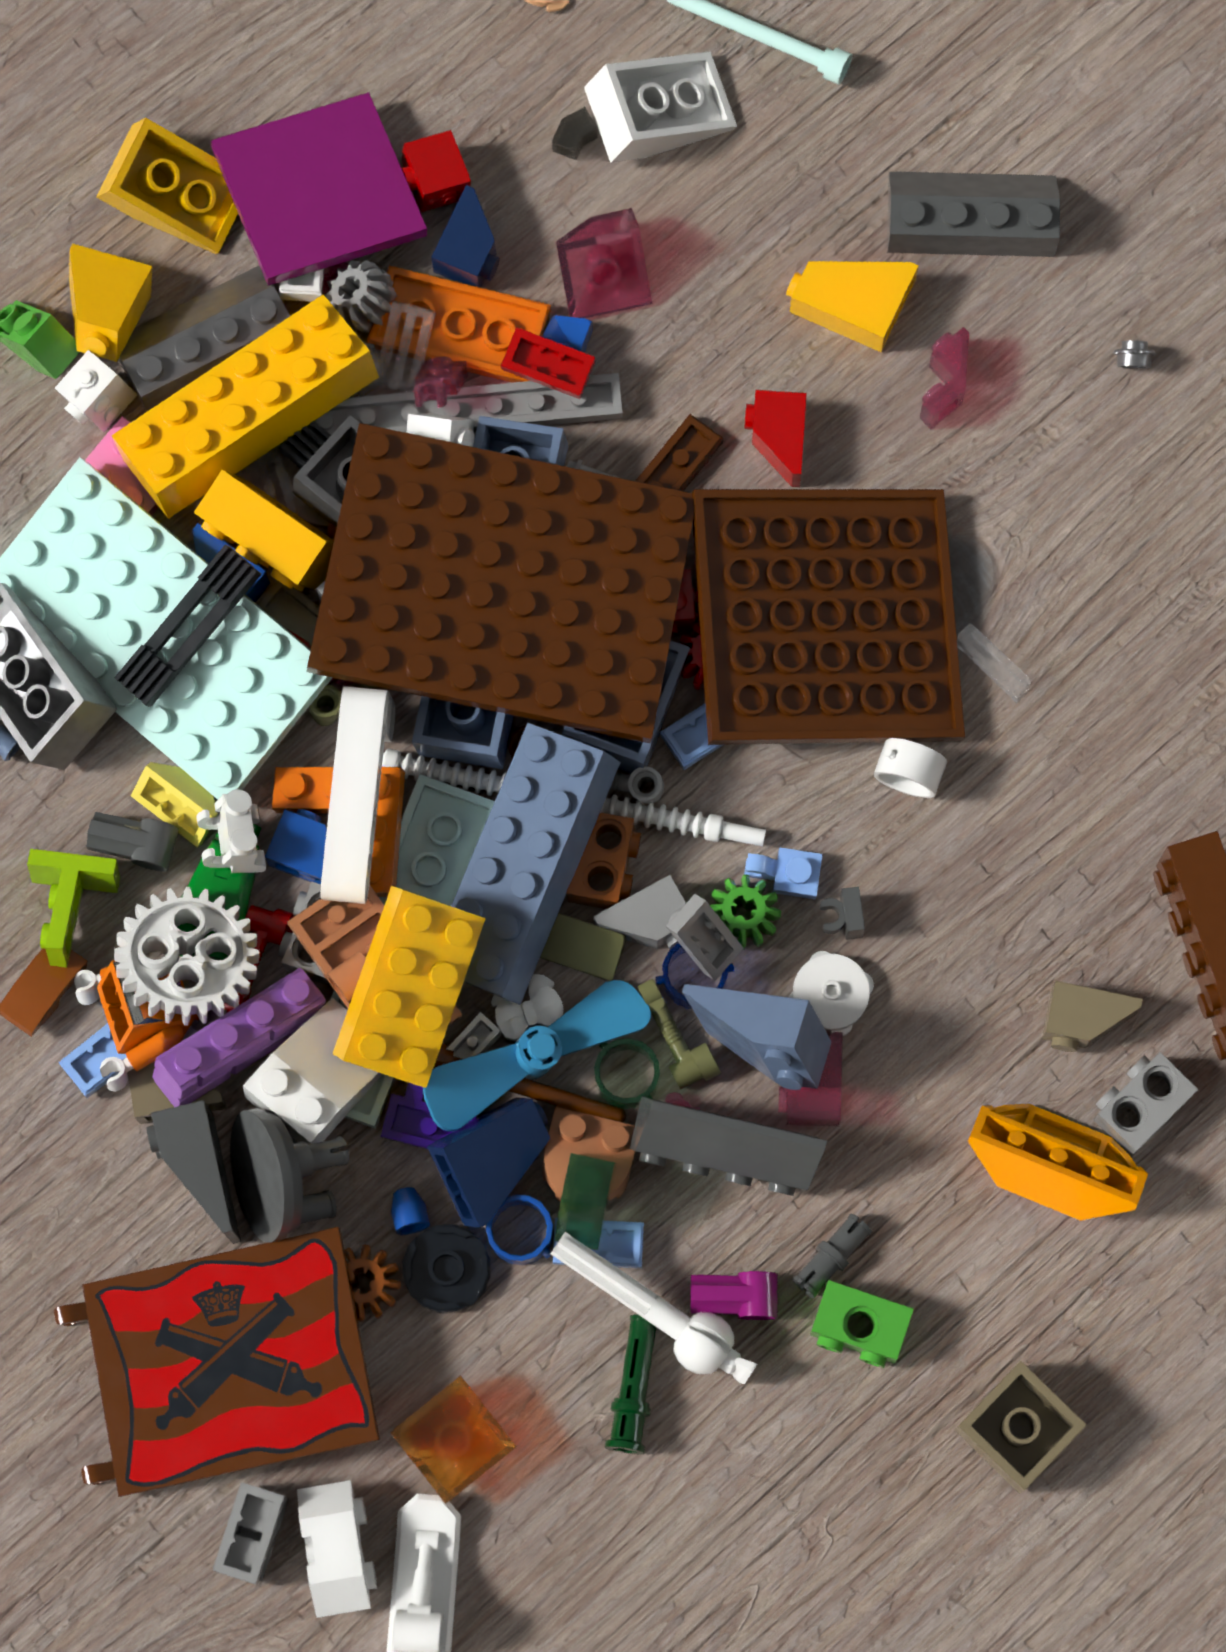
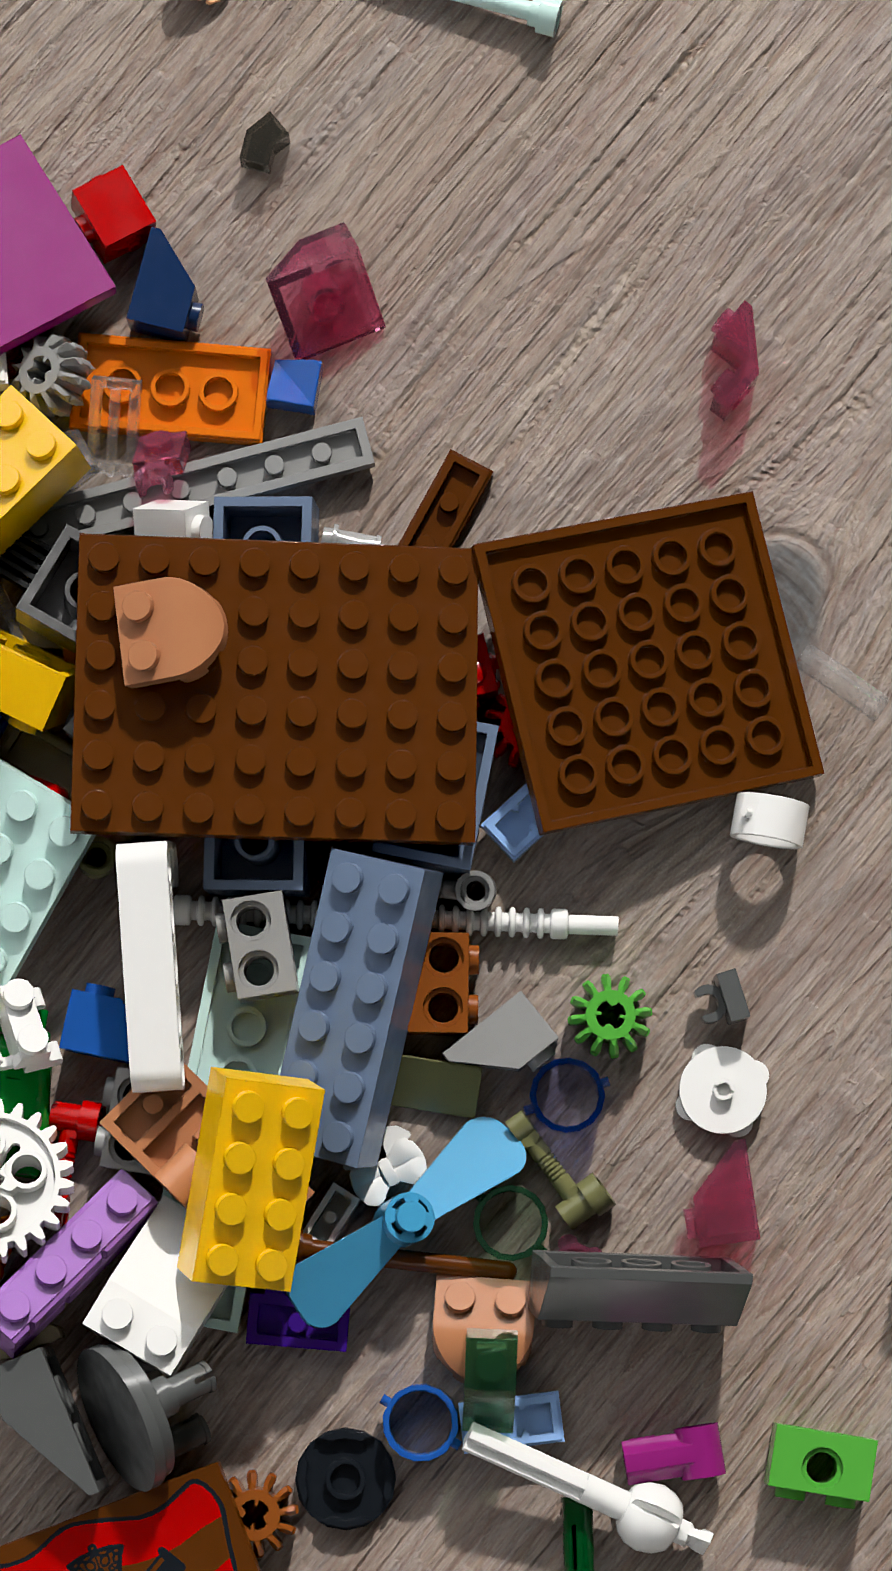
camera: 10 degrees left, 5 degrees up
(311, 790) = (98, 959): orange plate -> none
(409, 1212) = (292, 1421): blue hose -> none
(419, 513) = (167, 631): none -> nougat slope
(460, 799) = (271, 944): none -> light grey brick
(490, 1157) = (374, 1348): dark blue slope -> none
(548, 363) = (280, 420): red tile -> none
(658, 104) = (353, 95): white slope -> none
(704, 936) = (572, 1060): light grey tile -> none
(767, 1031) = (671, 1159): sand blue slope -> none
(779, 430) = (555, 453): red slope -> none
(793, 872) = (657, 960): light blue plate -> none
(832, 1255) = (775, 1391): dark grey pin -> none
(853, 297) = (612, 284): yellow slope -> none
(973, 214) = (732, 163): dark grey slope -> none

